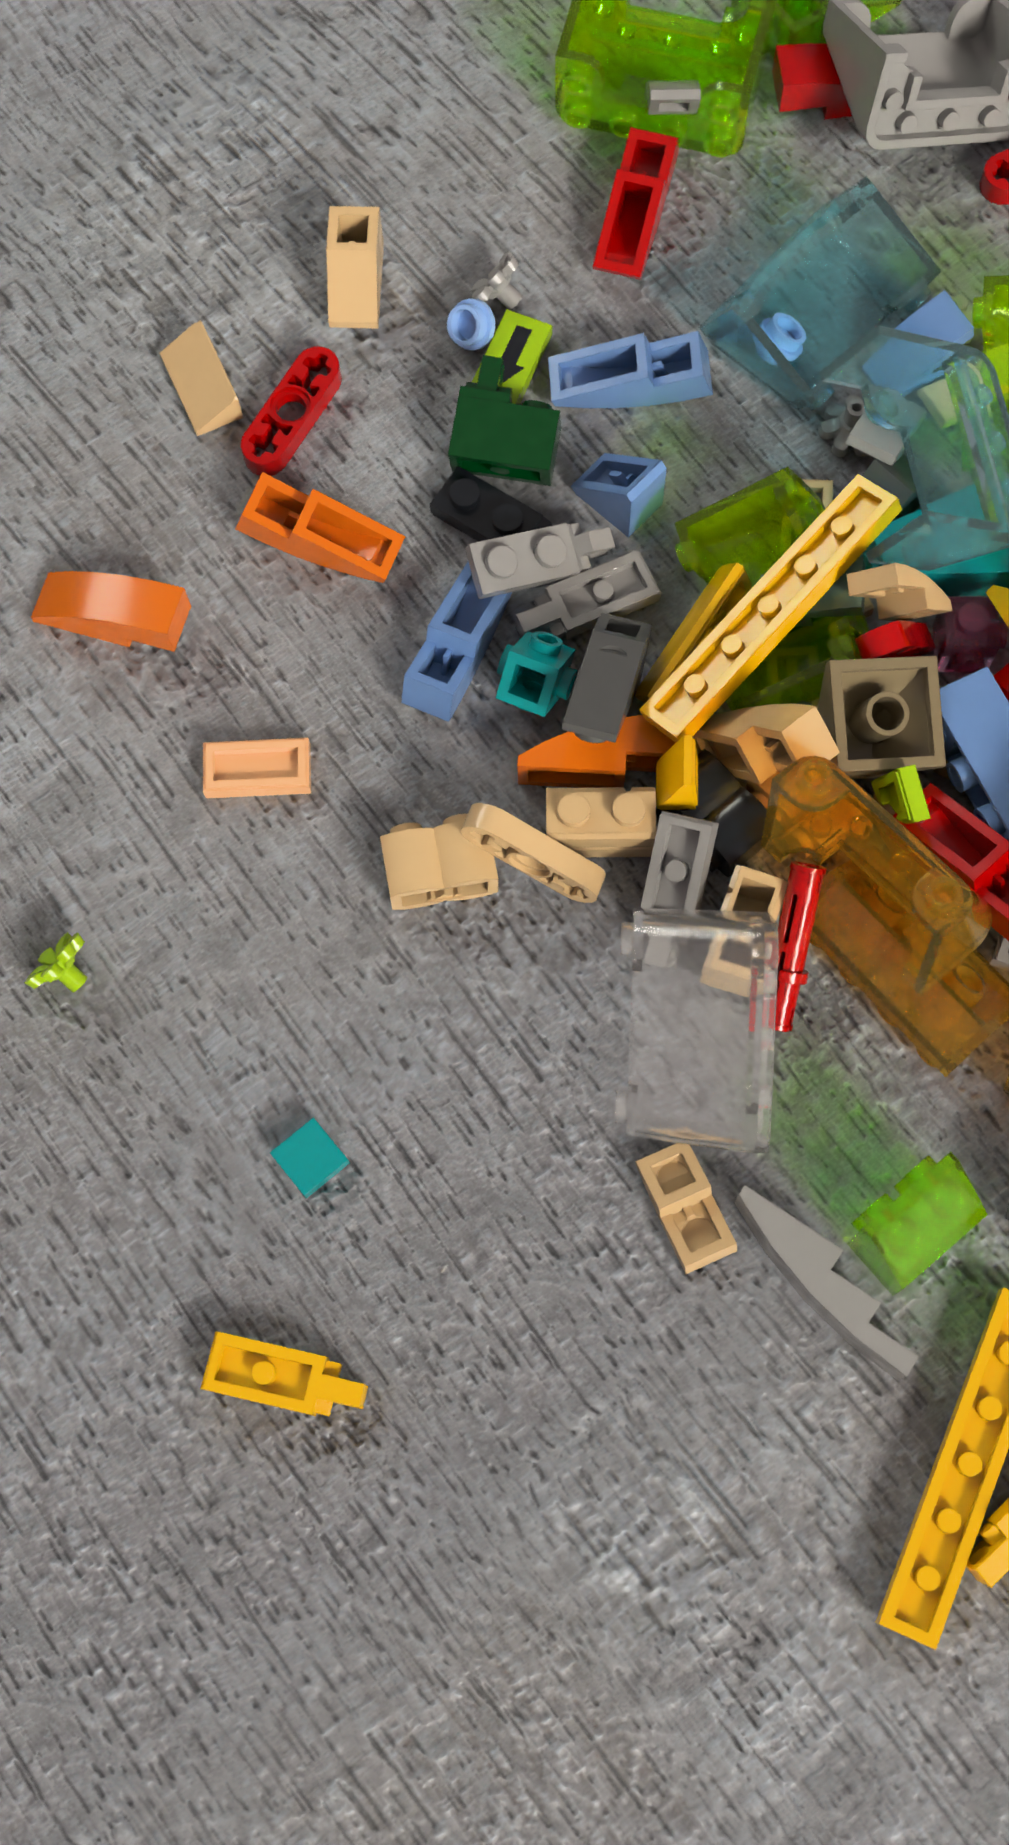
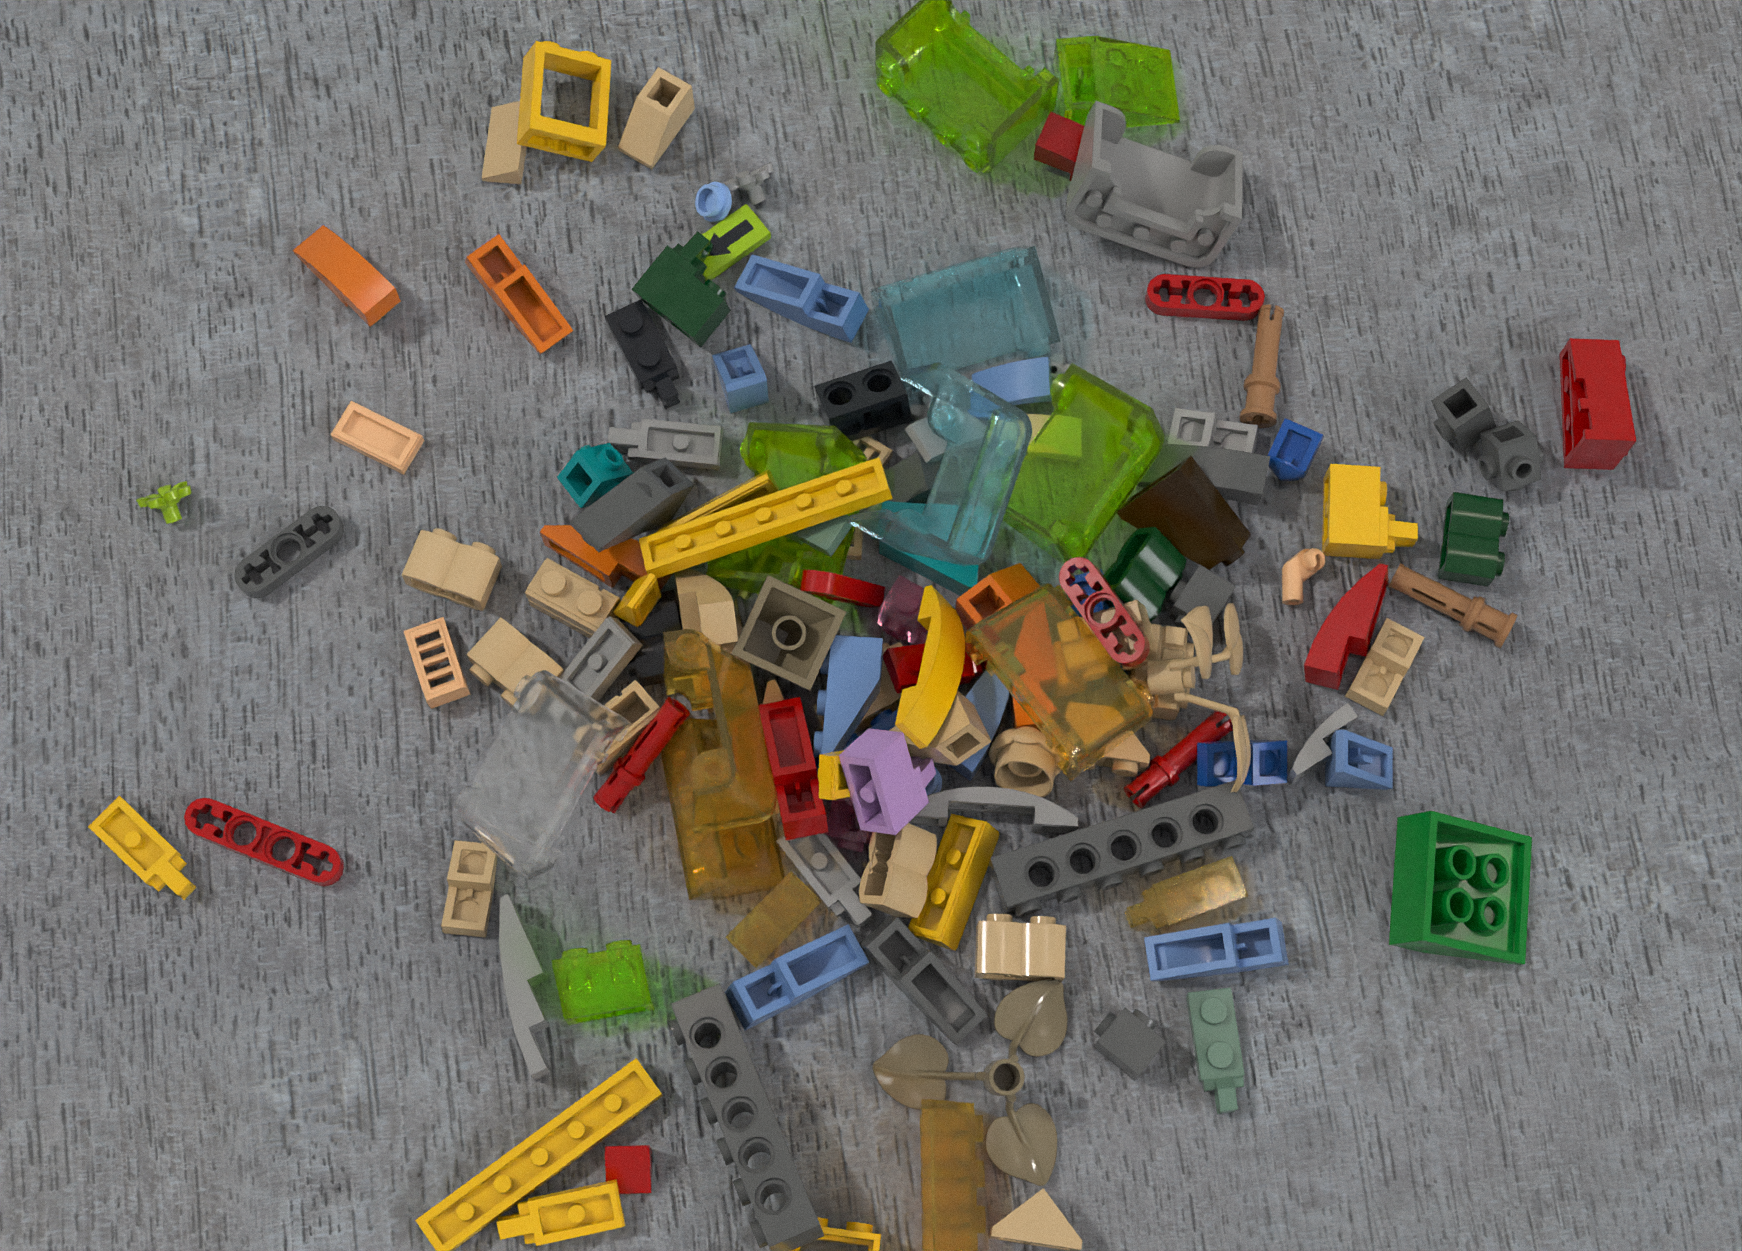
camera: 25 degrees right, 0 degrees up
(209, 977) = (272, 580): none -> dark grey beam
(245, 338) = (554, 134): none -> yellow window
(291, 389) = (550, 214): red beam -> none
(309, 1157) = (249, 718): teal tile -> none
(415, 1279) = (266, 837): none -> red beam
(452, 648) = (563, 422): medium blue slope -> none
(517, 1003) = (447, 691): none -> light nougat slope
(533, 852) = (512, 596): tan beam -> none
(534, 557) = (645, 394): light grey hinge -> none
(576, 930) = (506, 657): none -> tan brick
(636, 203) = (885, 175): red slope -> none
(673, 97) = (951, 109): light grey slope -> none
(777, 433) = (864, 401): none -> black brick
(785, 334) = (920, 328): light blue plate -> none
(899, 592) = (860, 555): tan slope -> none
(903, 793) = (768, 689): lime tile -> none

